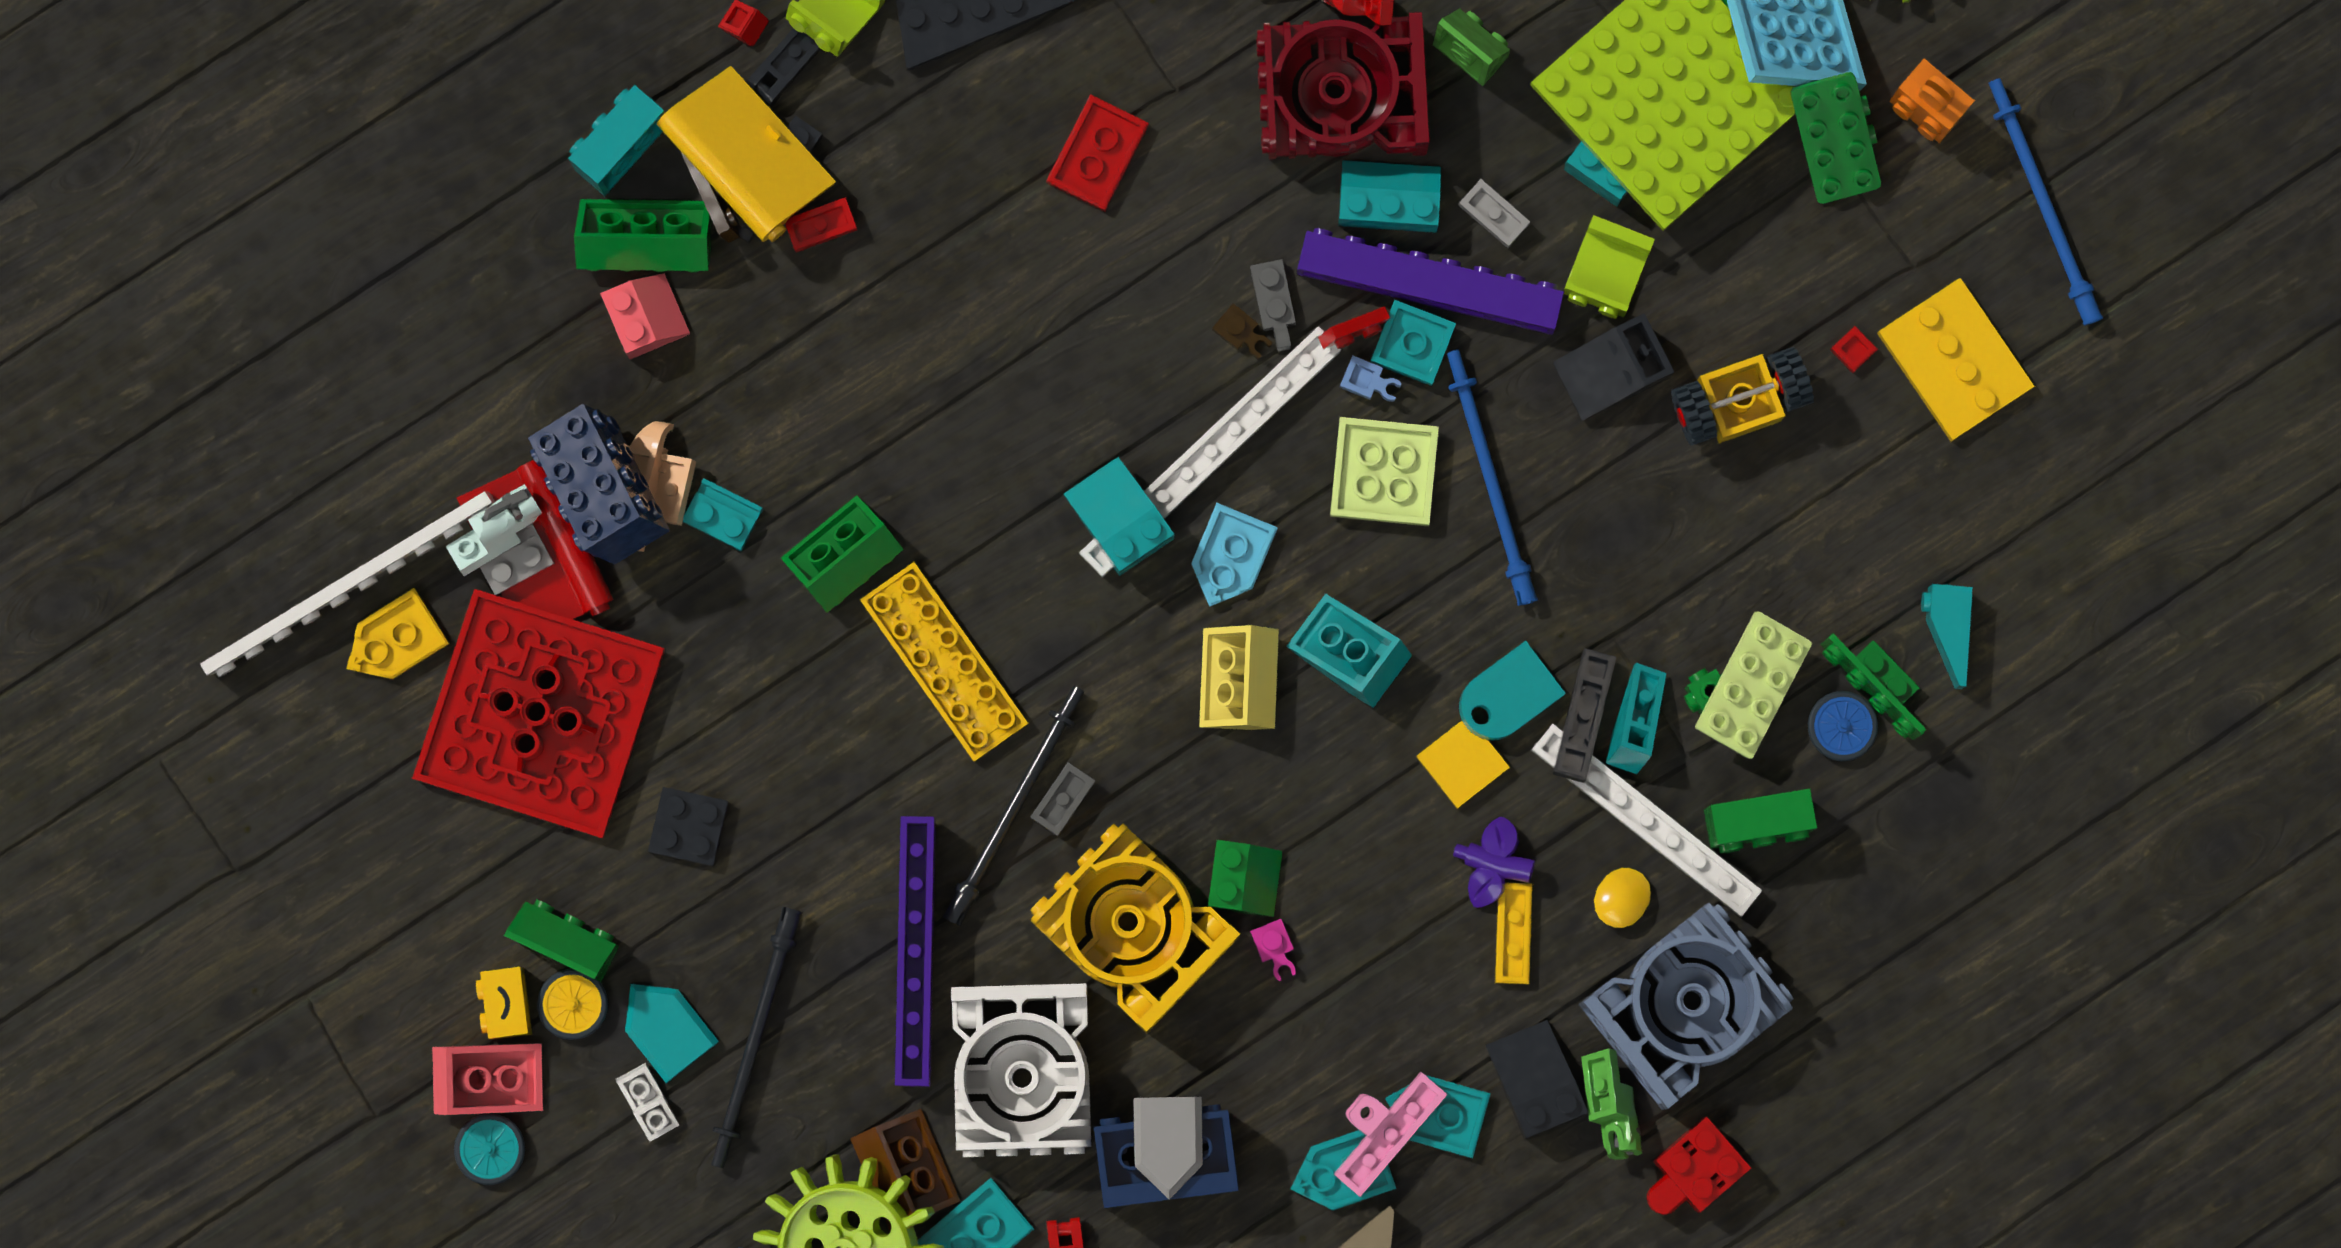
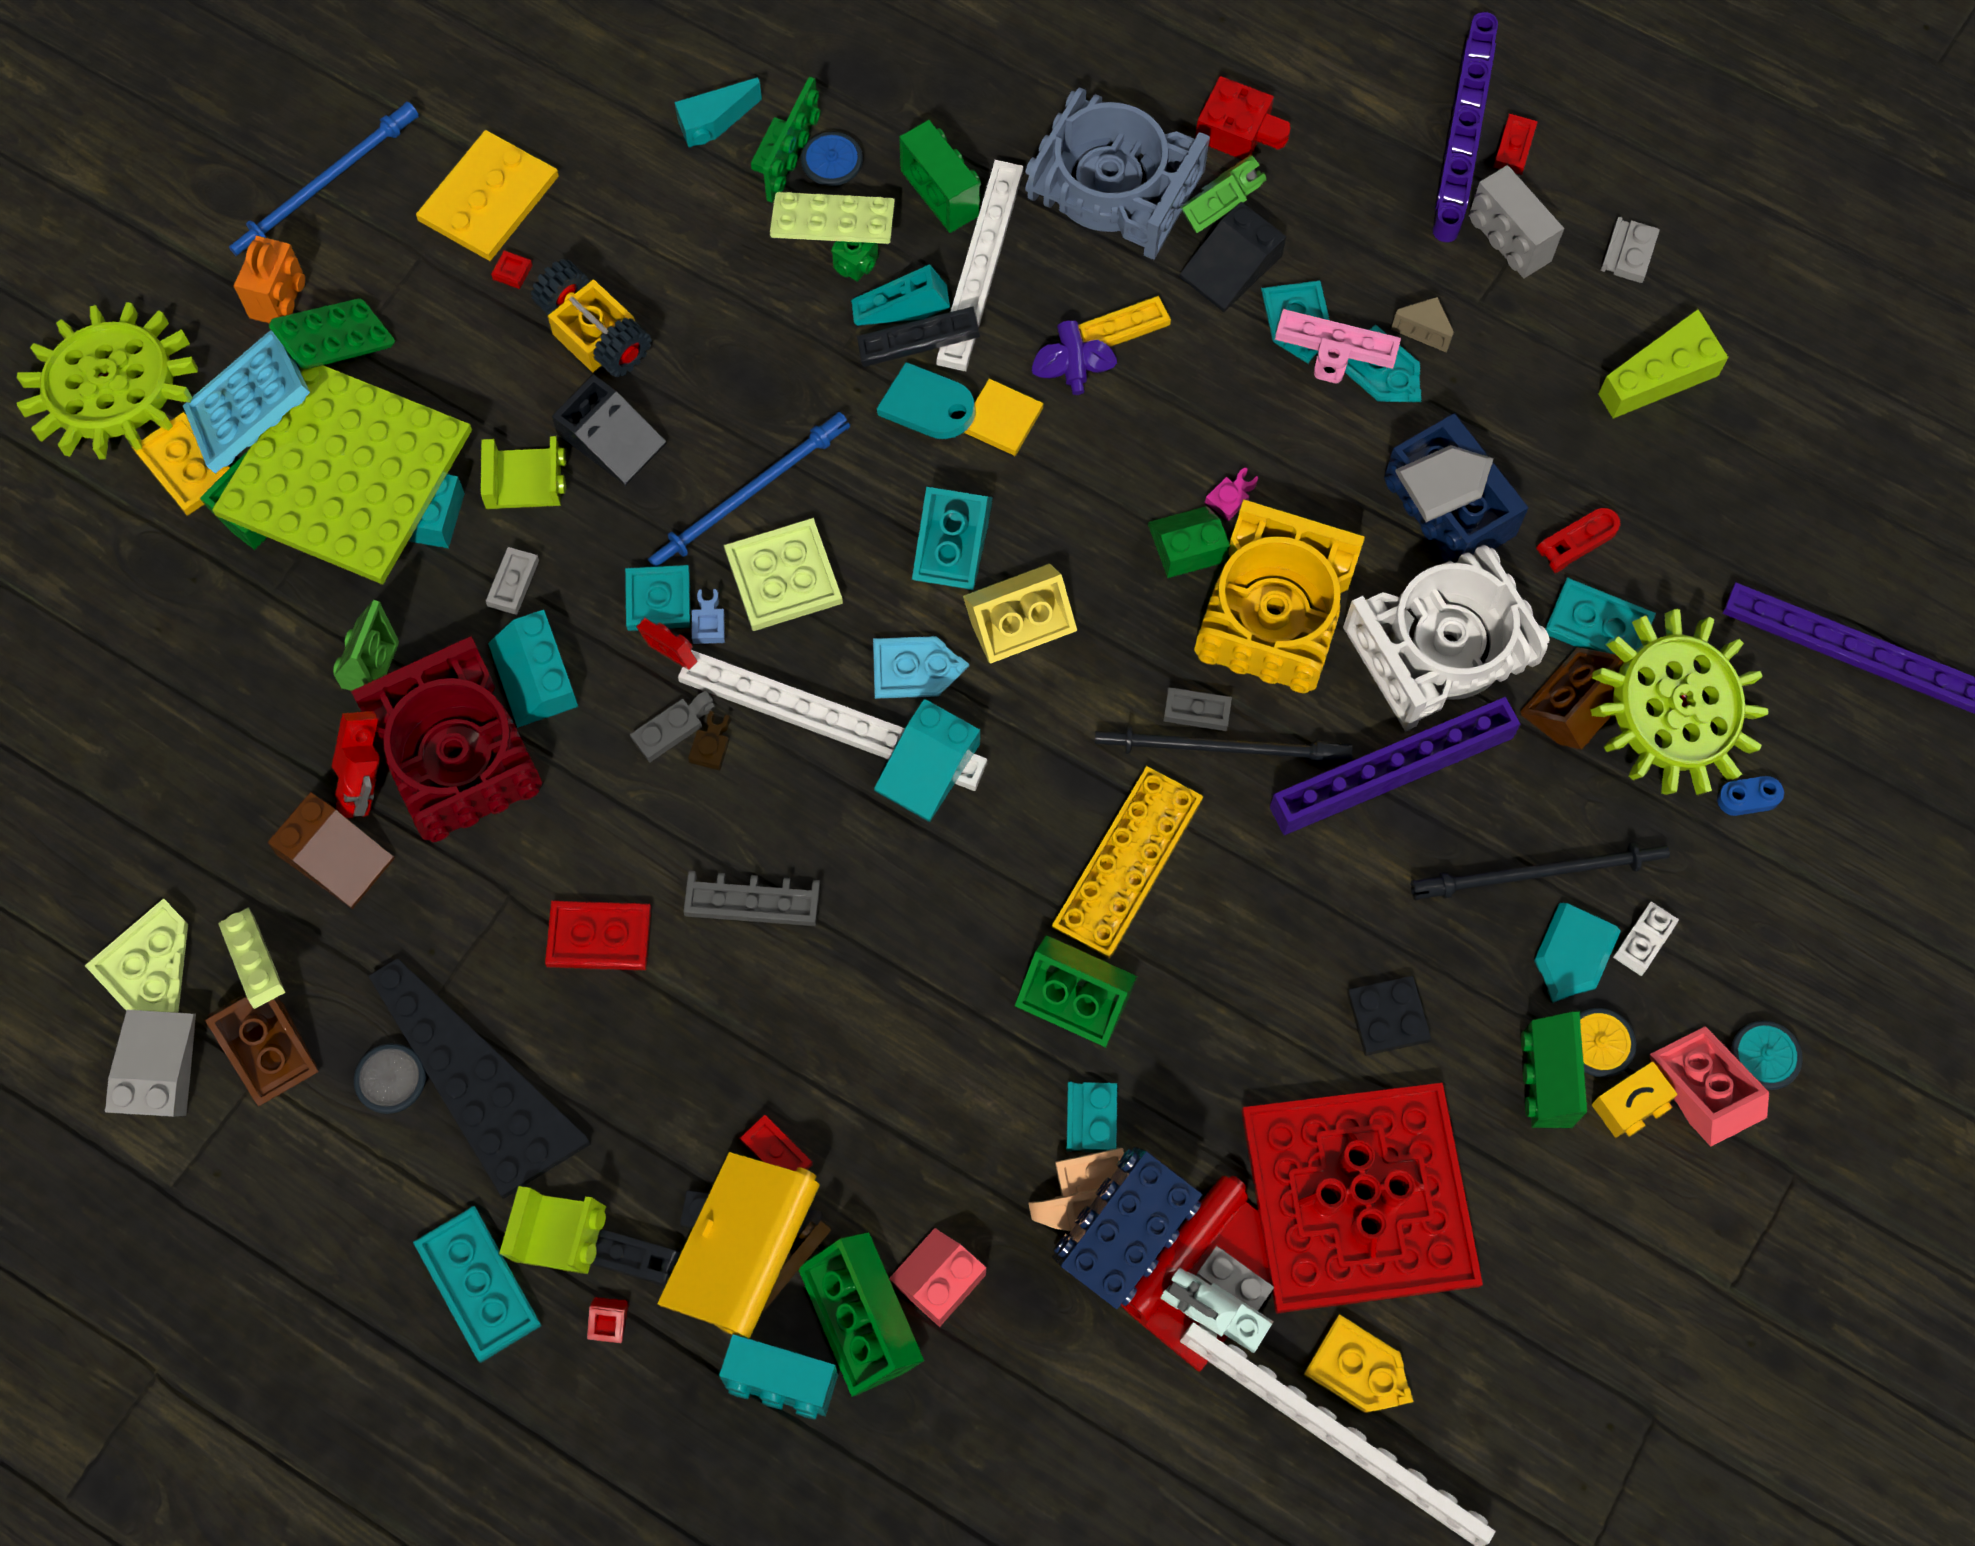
camera: 115 degrees left, 15 degrees down
(1063, 301) = (751, 902): none -> dark grey hinge
(1429, 281) = (598, 607): dark purple brick -> none
(1622, 897) = (1052, 258): yellow hat -> none

